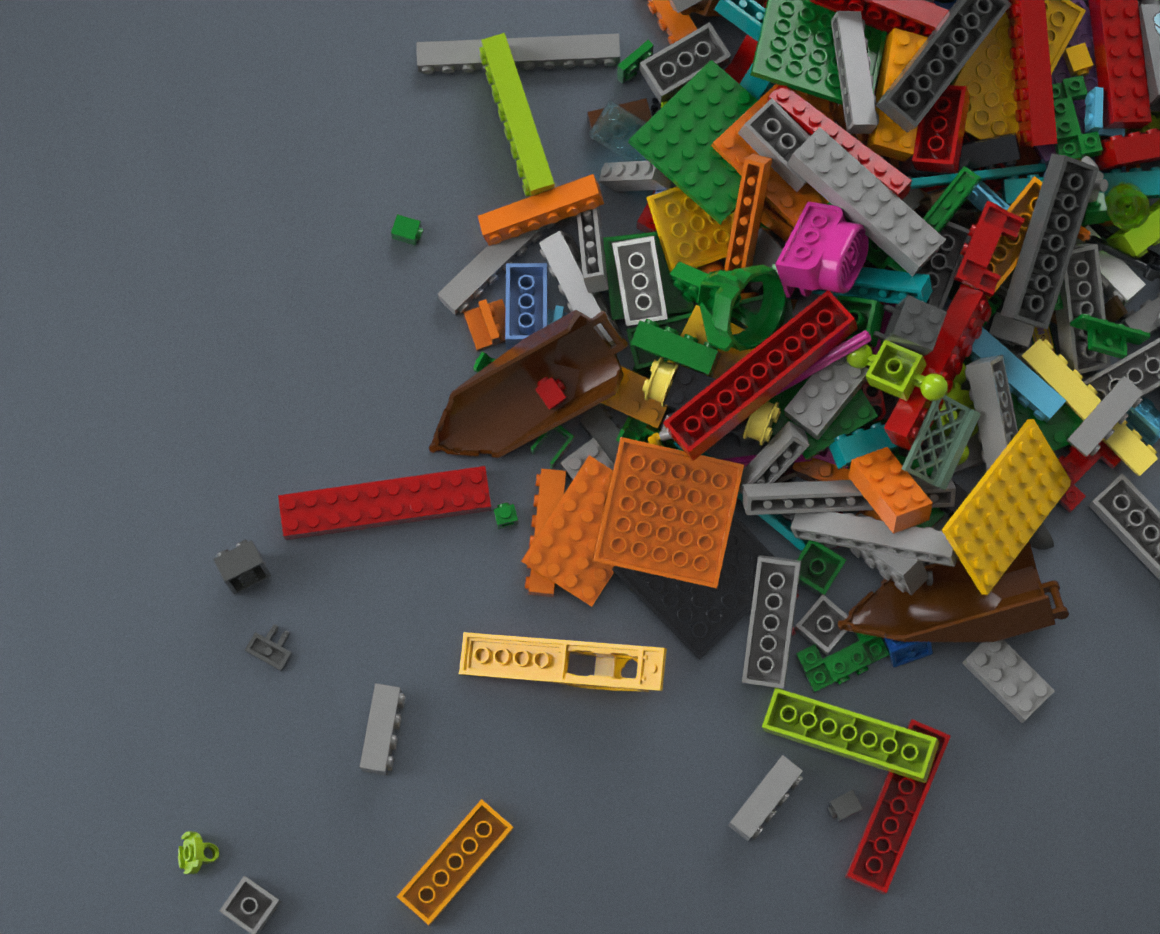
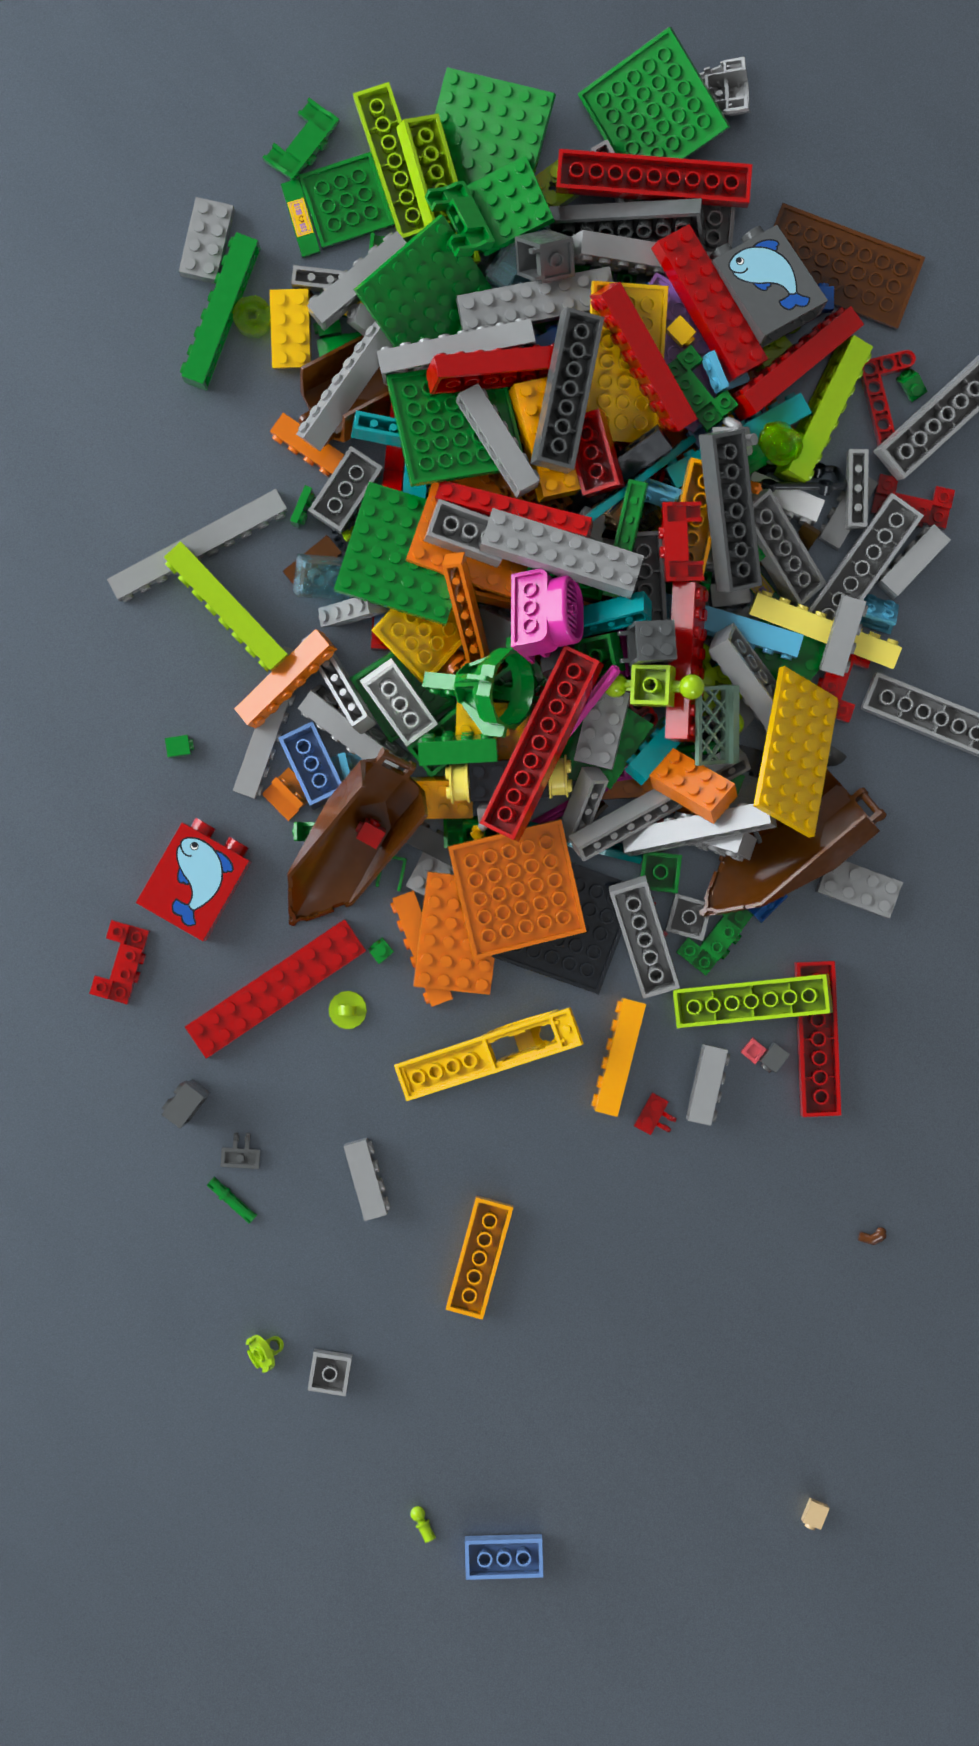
camera: 30 degrees left, 10 degrees up
(237, 685) = (228, 1197): none -> green pin
(252, 411) = (126, 964): none -> red bracket
(359, 360) = (195, 879): none -> red brick
(444, 558) = (347, 1009): none -> lime tile
(689, 731) = (619, 1056): none -> light orange brick
(695, 804) = (651, 1114): none -> red hinge
(827, 790) = (753, 1050): none -> coral tile
(1108, 336) = (815, 562): green bracket -> none

